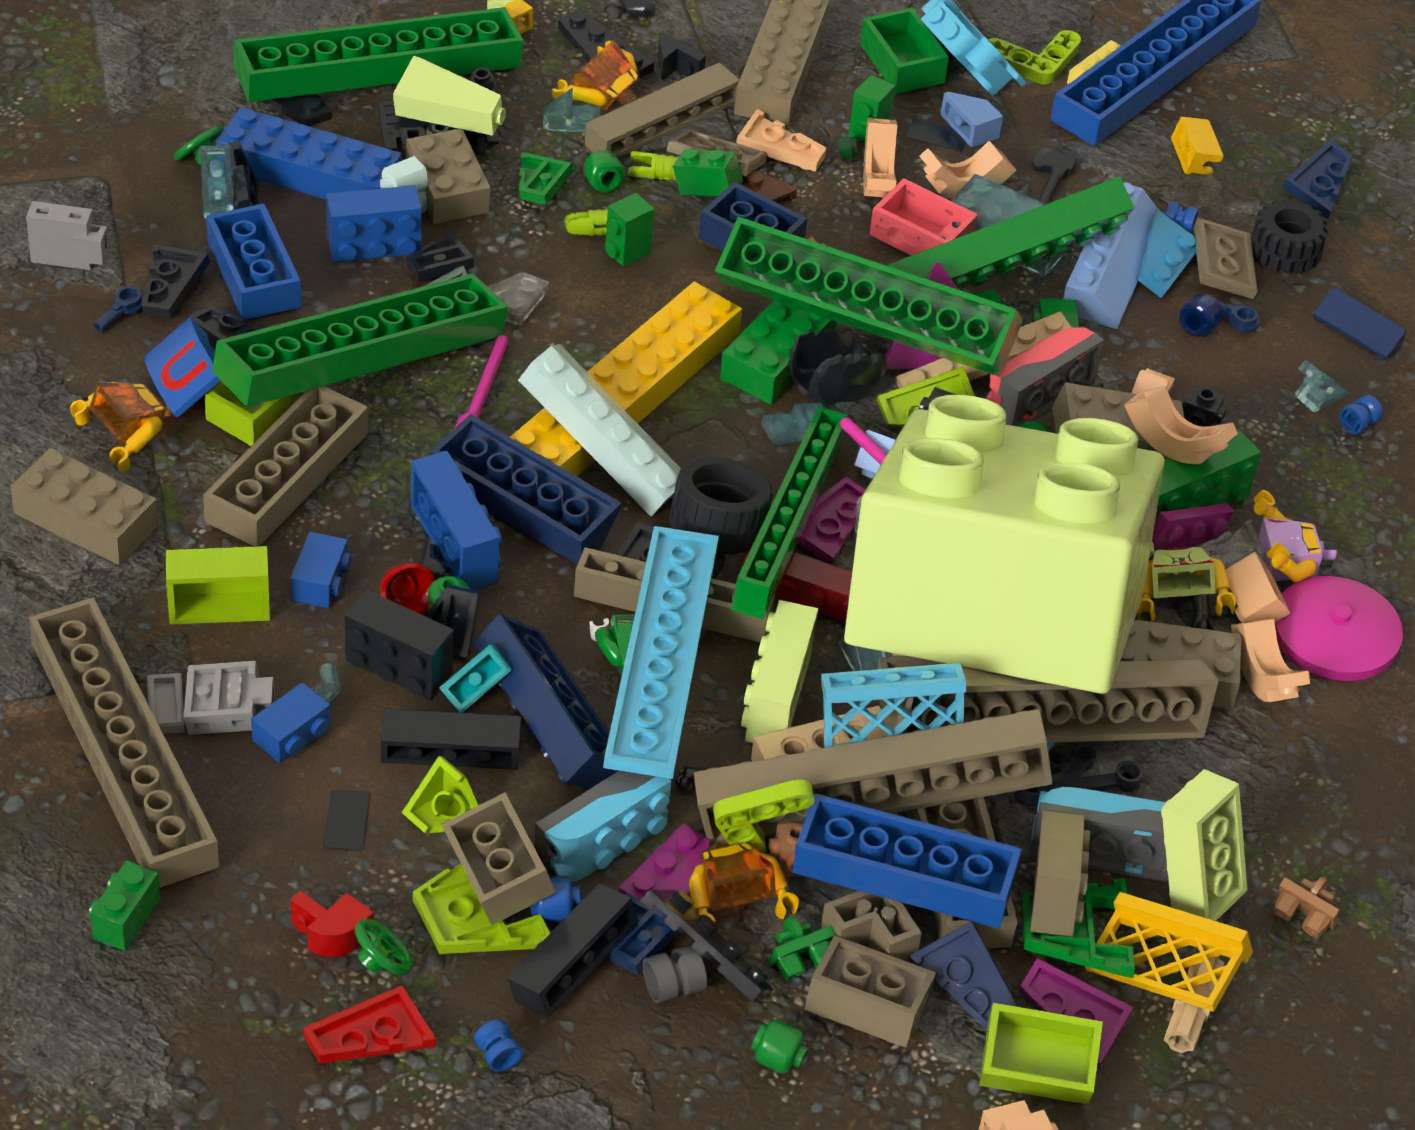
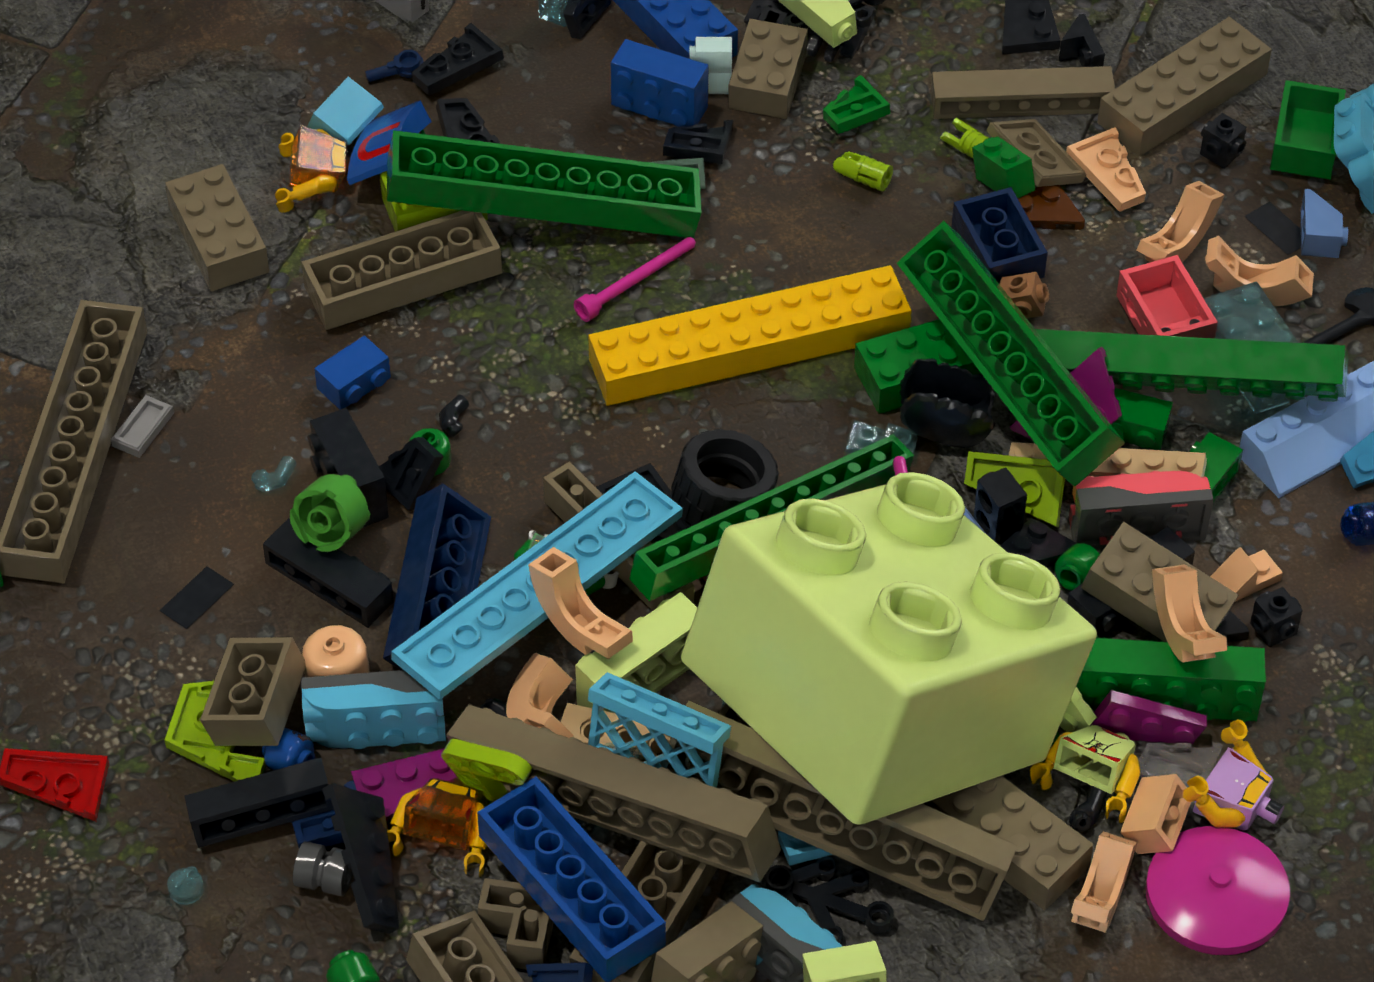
camera: 40 degrees right, 5 degrees up
(116, 358) = (346, 111): none -> medium azure slope
(217, 585) = (253, 345): lime piece -> none
(225, 697) = (186, 446): light grey piece -> none
(253, 261) = (531, 74): blue brick -> none
(291, 723) = (216, 492): blue brick -> none
(330, 930) = (104, 682): red brick -> none
(381, 948) = (116, 718): green piece -> none
(408, 586) = (398, 422): red helmet -> none
(431, 681) = (329, 512): none -> bright green brick
(440, 797) = (272, 615): lime slope -> none
(455, 519) = (490, 385): blue brick -> none
(476, 678) = (391, 529): teal slope -> none
(496, 1041) = (138, 846): blue wheel -> none
(521, 294) = (735, 207): clear wing -> none
(530, 489) = (575, 384): dark blue slope -> none
(533, 795) = (335, 652): none -> light nougat head
(563, 116) = (932, 56): clear light blue slope -> none
(563, 1055) = (185, 885): none -> clear light blue tile
(602, 427) = (679, 352): light aqua slope -> none
(604, 78) = (991, 36): torso -> none
(604, 171) = (915, 125): green head -> none
(629, 229) = (879, 190): green brick -> none
(715, 740) = (536, 693): none -> light nougat arch
(719, 655) = (569, 608): none -> light nougat arch
(788, 955) = (432, 906): green hips -> none
(845, 82) = (1223, 140): none -> black brick
(847, 147) = (1167, 201): dark green plate -> none
(870, 100) = (1219, 168): green brick -> none

